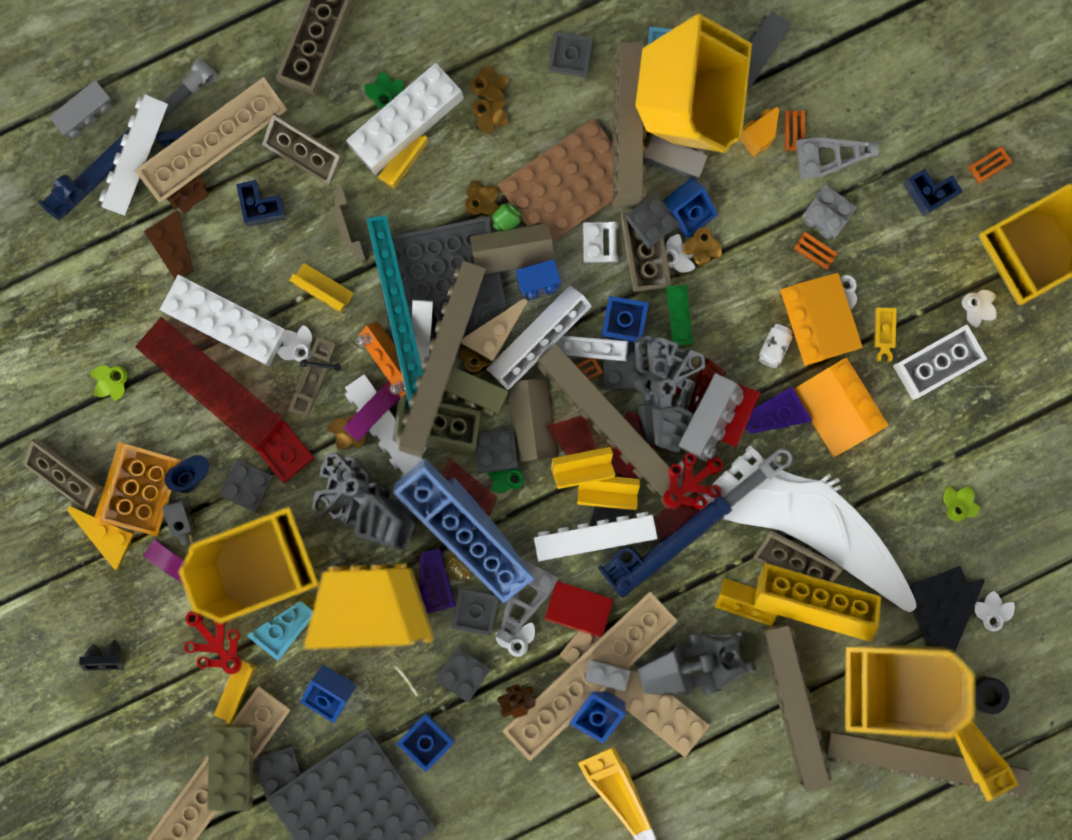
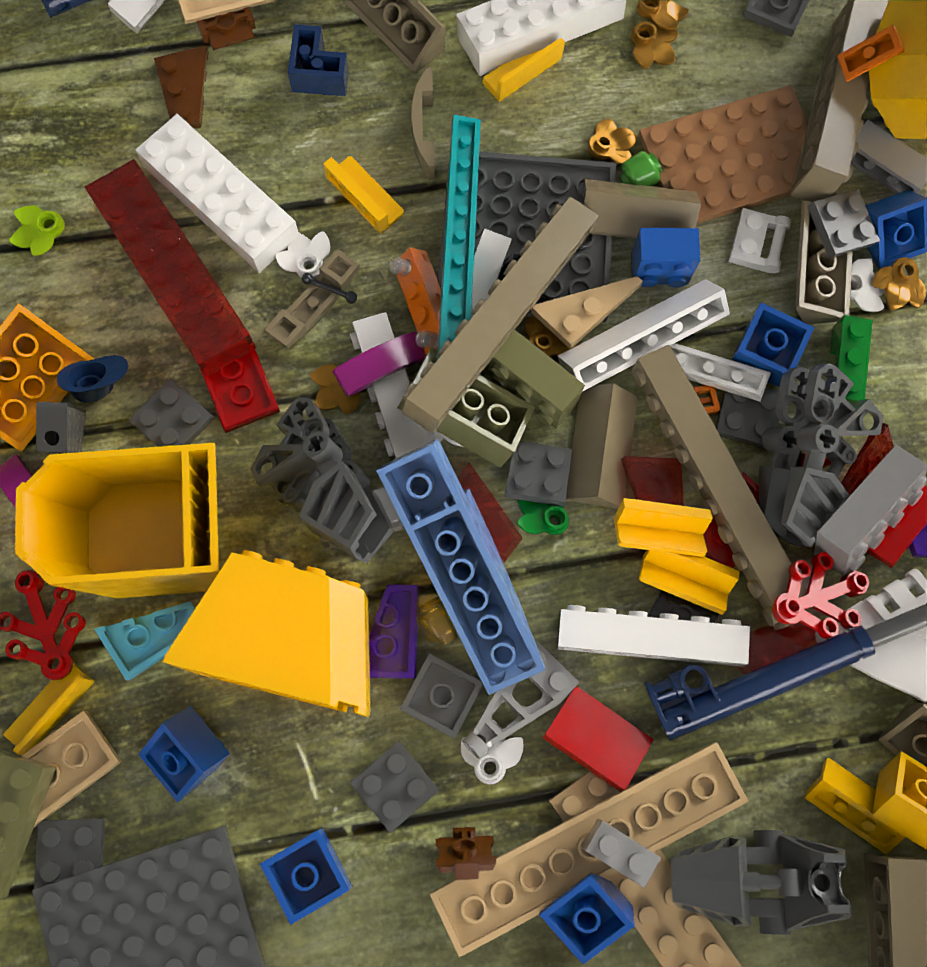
camera: 15 degrees right, 10 degrees down
(636, 106) = (870, 53): none -> orange slope

